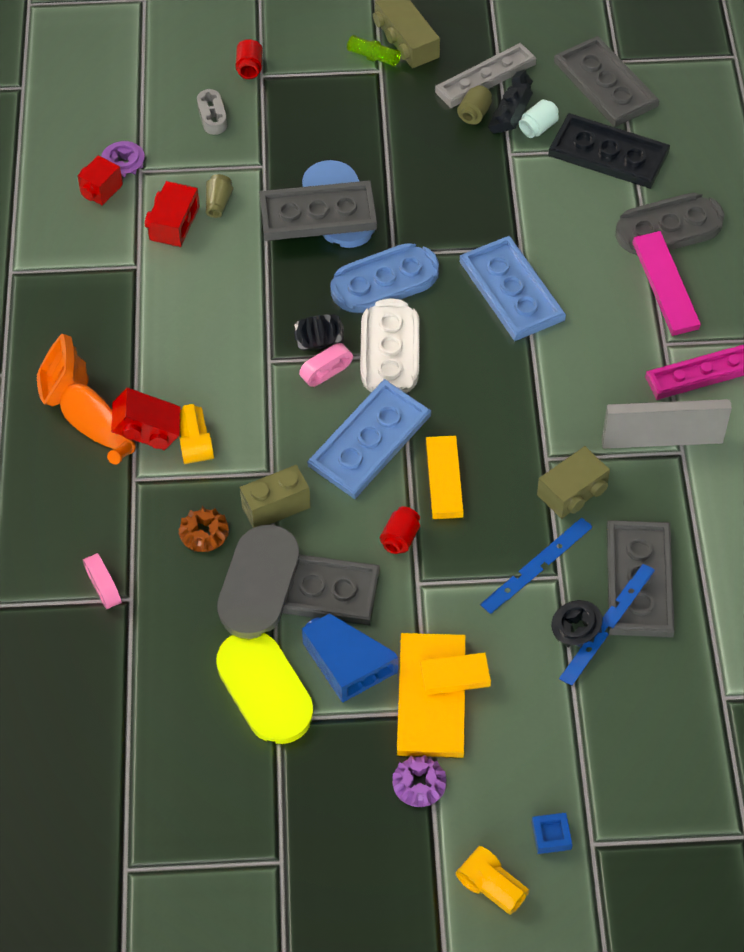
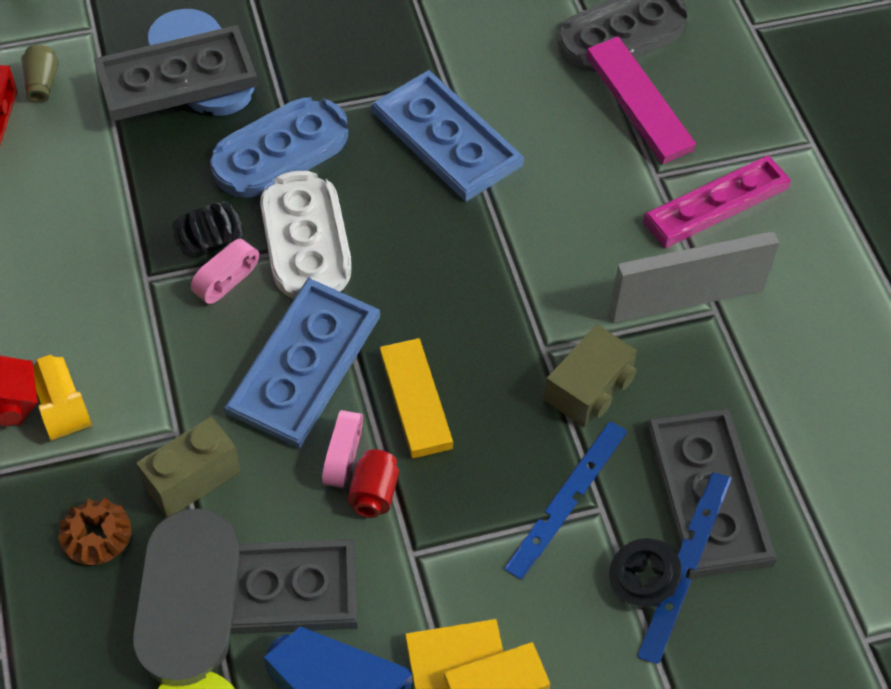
camera: 15 degrees left, 0 degrees up
(384, 503) = (342, 449): none -> bright pink beam

